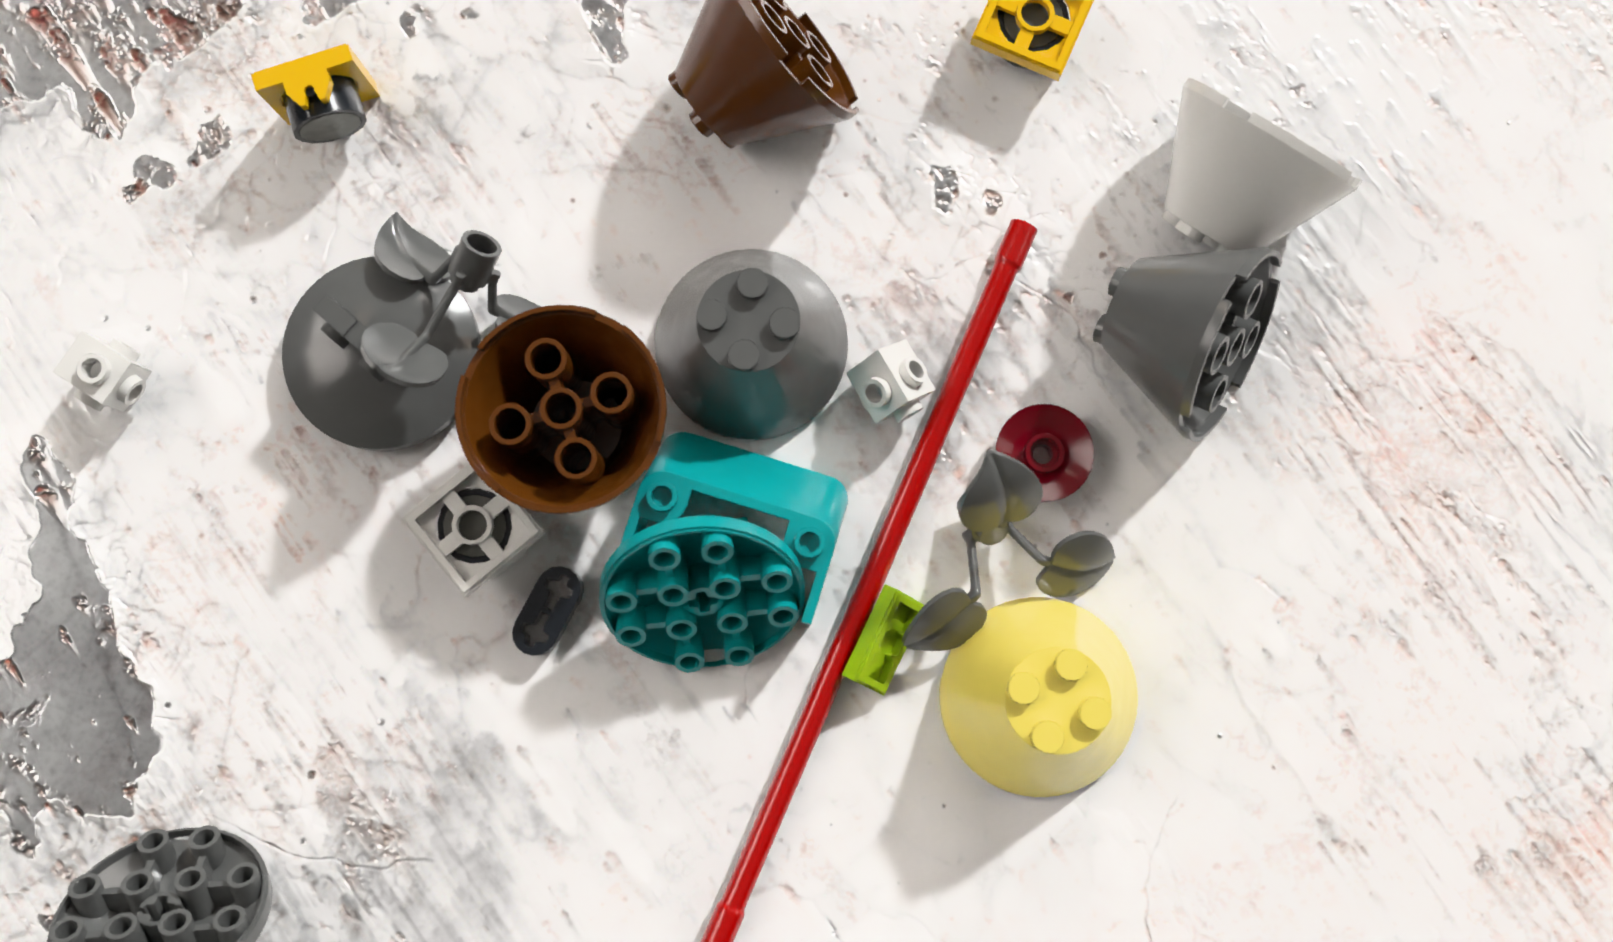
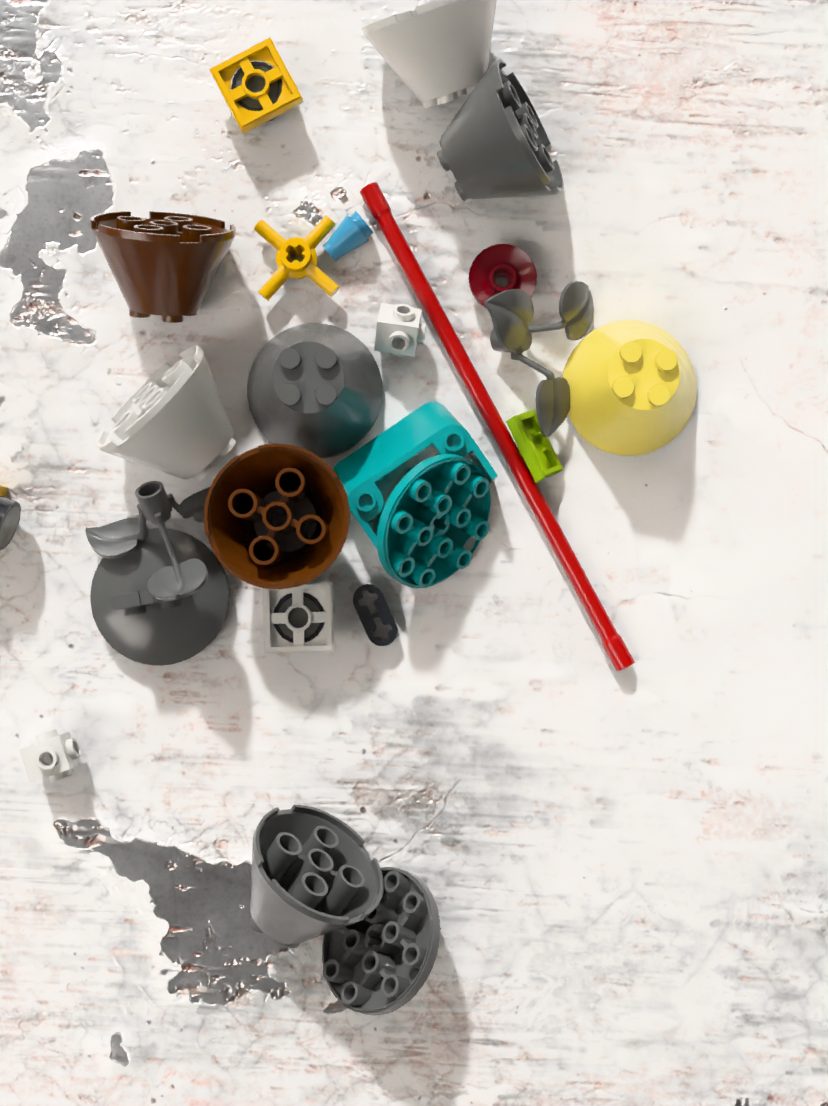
camera: 50 degrees left, 5 degrees up
(179, 773) = (309, 876): none -> dark grey cone
(585, 213) = (173, 420): none -> white cone
(897, 202) = (296, 269): none -> yellow bar
(952, 245) = (348, 236): none -> dark azure cone

